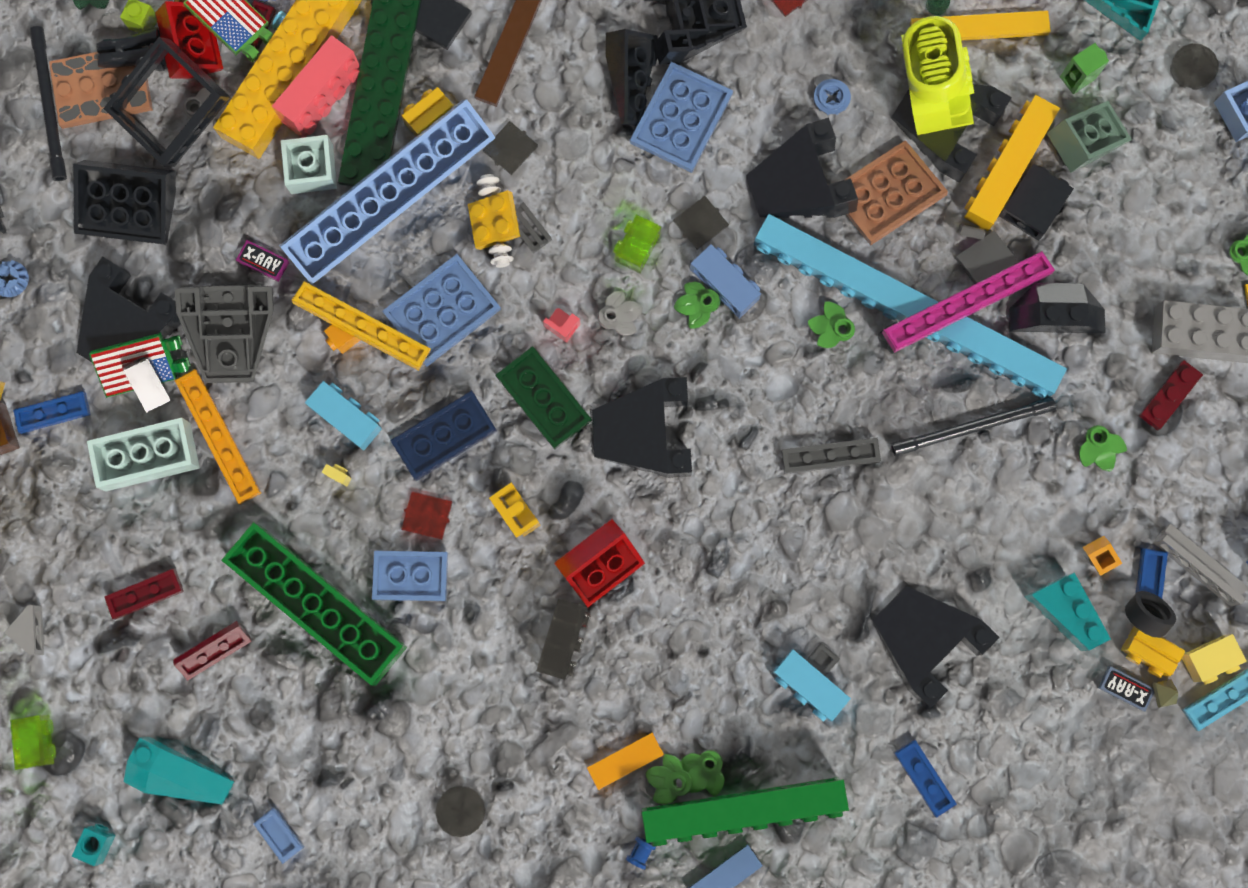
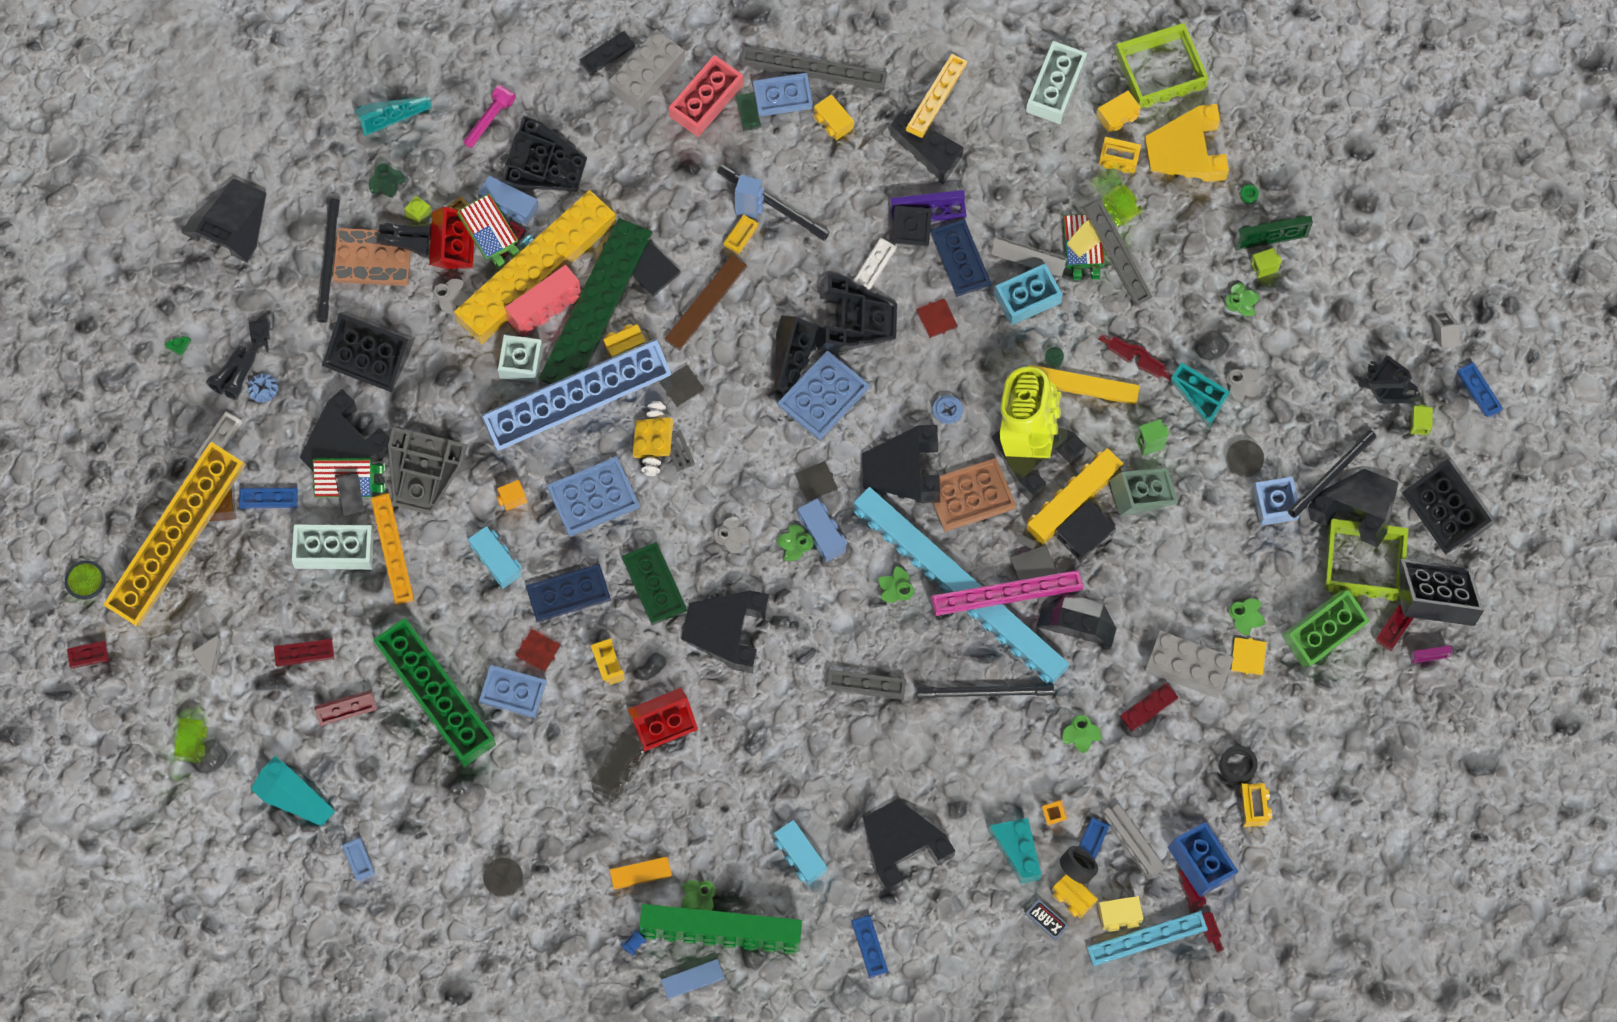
camera: 10 degrees right, 10 degrees down
(84, 850) = (217, 836): teal brick -> none
(195, 126) = (437, 309): black window -> none
(262, 261) = (463, 424): tile -> none
(337, 473) = (477, 600): light yellow plate -> none
(361, 325) = (527, 491): yellow tile -> none
(562, 324) = (684, 531): coral panel -> none
(637, 244) = (760, 484): clear neon green brick -> none
(665, 779) = (669, 891): bright green plate -> none
(823, 659) = (816, 836): dark grey tile -> none
(1165, 693) = (1075, 930): olive slope -> none

